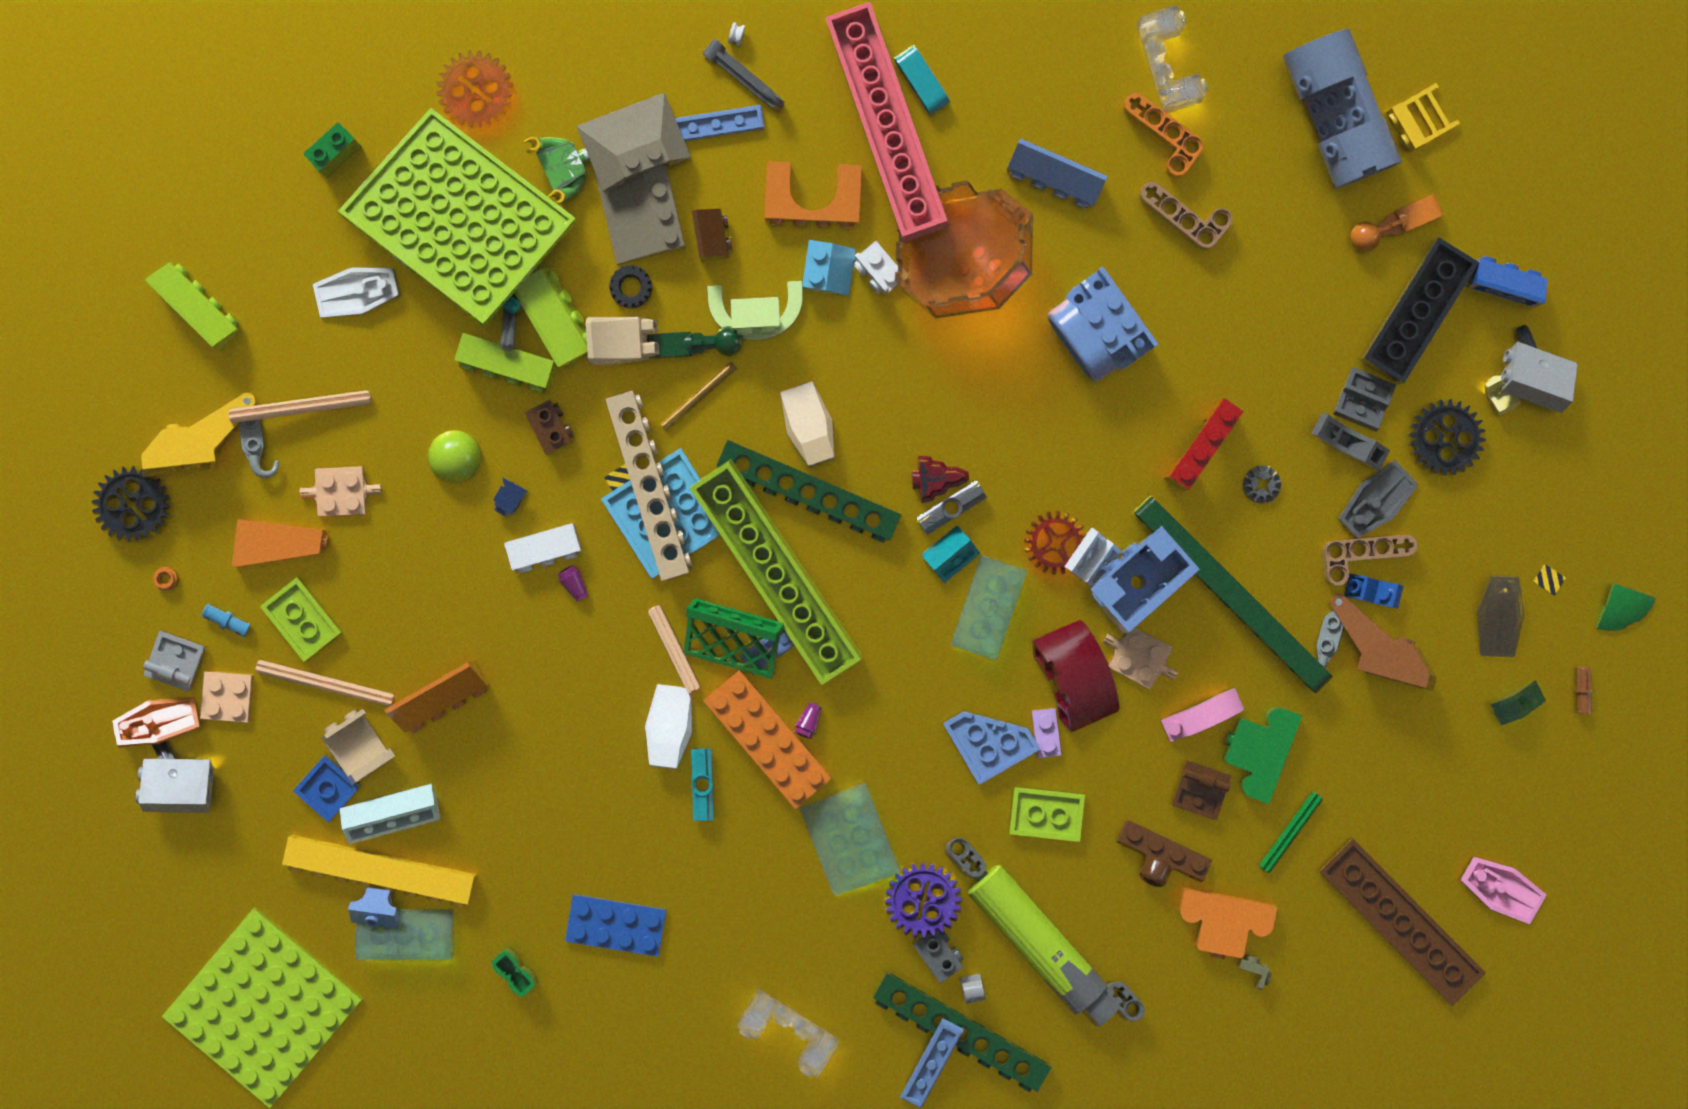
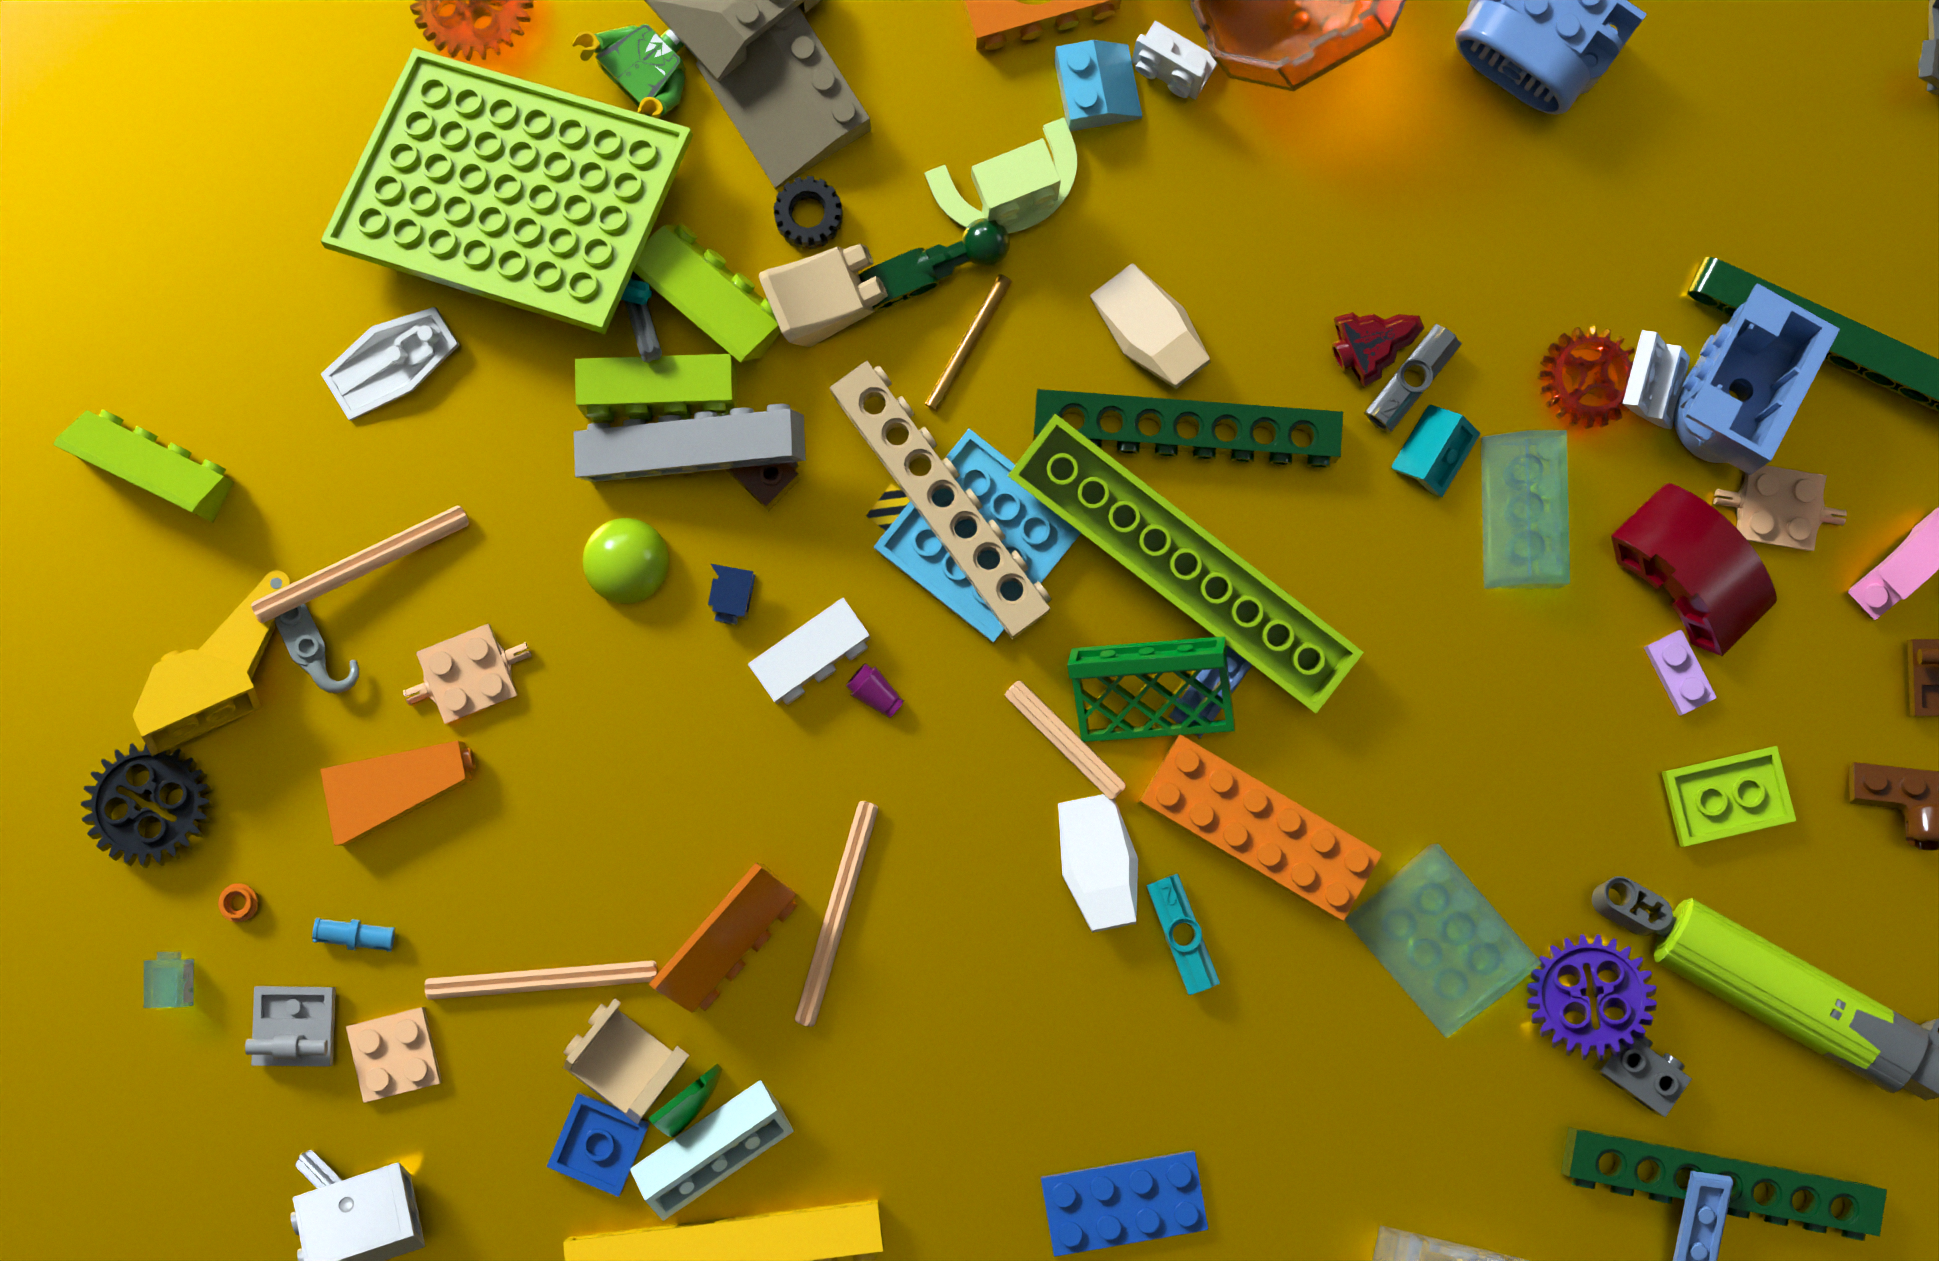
camera: 30 degrees left, 5 degrees down
(111, 610) = (168, 981): none -> clear light blue brick
(156, 722) = (296, 1132): piece -> none
(300, 619) = (470, 893): lime plate -> none
(332, 150) = (283, 154): green panel -> none
(385, 783) = (686, 1105): none -> green brick
(507, 703) = (836, 914): none -> light nougat axle
(512, 404) = (689, 445): none -> light grey brick
(710, 234) = (903, 92): reddish brown slope -> none
(808, 721) = (1312, 780): magenta cone -> none
(972, 988) = (1715, 1108): light grey leg -> none
(989, 744) = (1603, 718): medium blue plate -> none
(1196, 457) = (1775, 110): red arch -> none
(1251, 483) = (1848, 188): dark grey gear -> none

